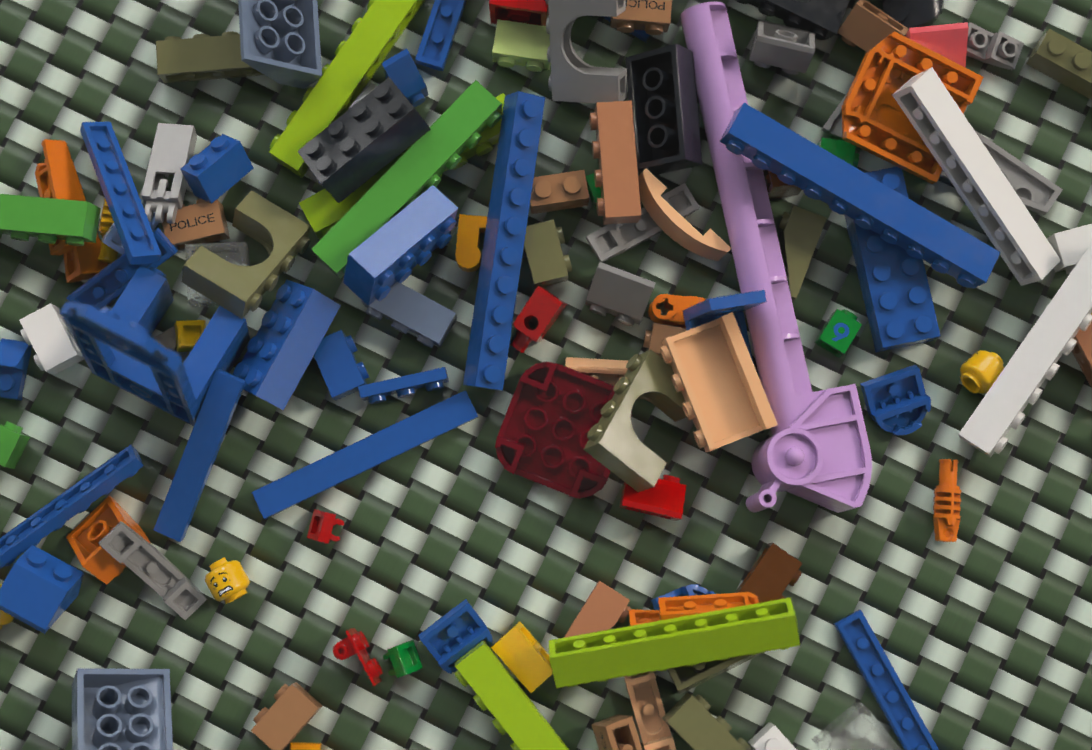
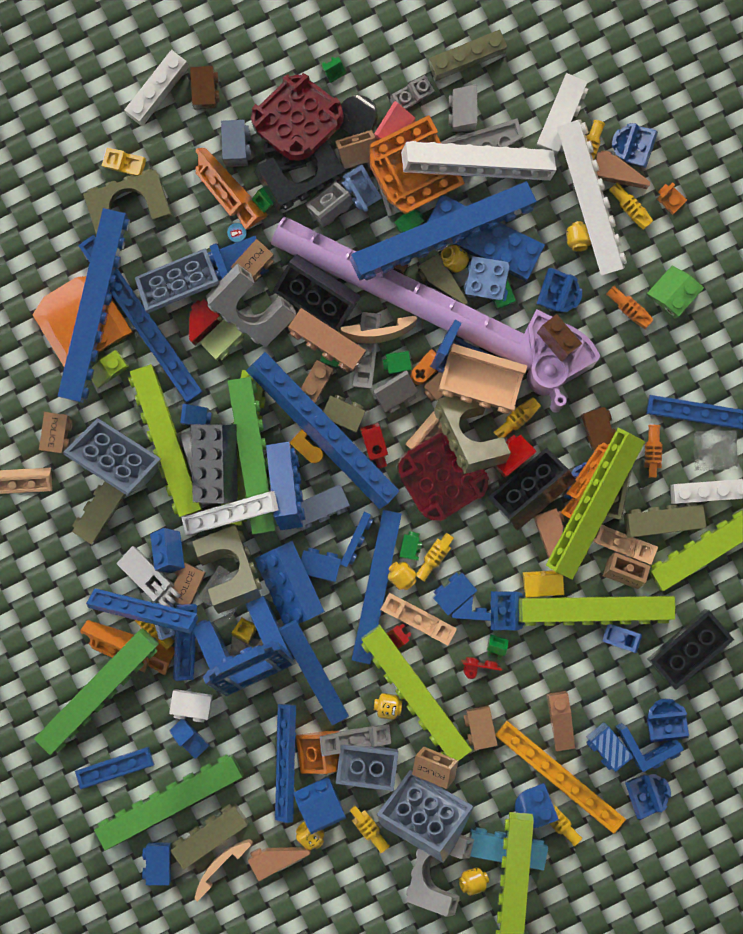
camera: 55 degrees left, 5 degrees up
(56, 673) = (368, 828): none -> yellow hinge
(130, 612) = (367, 767): none -> sand blue slope
(191, 697) = (435, 767): none -> medium nougat brick
(266, 605) = (416, 694): none -> lime brick
(318, 205) = (230, 513): none -> white tile
(364, 535) = (418, 619): none -> light nougat slope
(401, 474) = (402, 575): none -> yellow head
(416, 586) = (465, 611): none -> blue slope
(429, 555) = (454, 593): none -> blue brick
(446, 457) = (410, 546): none -> green brick
(456, 497) = (435, 556): none -> yellow hinge
(631, 551) = (532, 489): none -> black brick
(658, 269) = (397, 362): none -> green brick
(705, 468) = (518, 417): none -> yellow hinge
(795, 667) = (653, 451): none -> orange hinge
(832, 68) = (362, 188): none -> medium blue bracket
(836, 242) = (454, 258): none -> yellow head
(843, 297) = (486, 278): none -> medium blue bracket
(843, 436) = (559, 338): none -> reddish brown brick
(1011, 542) = (675, 291): none -> bright green slope
(1022, 117) = (463, 109): none -> light grey slope
(1070, 408) = (631, 206): none -> yellow hinge

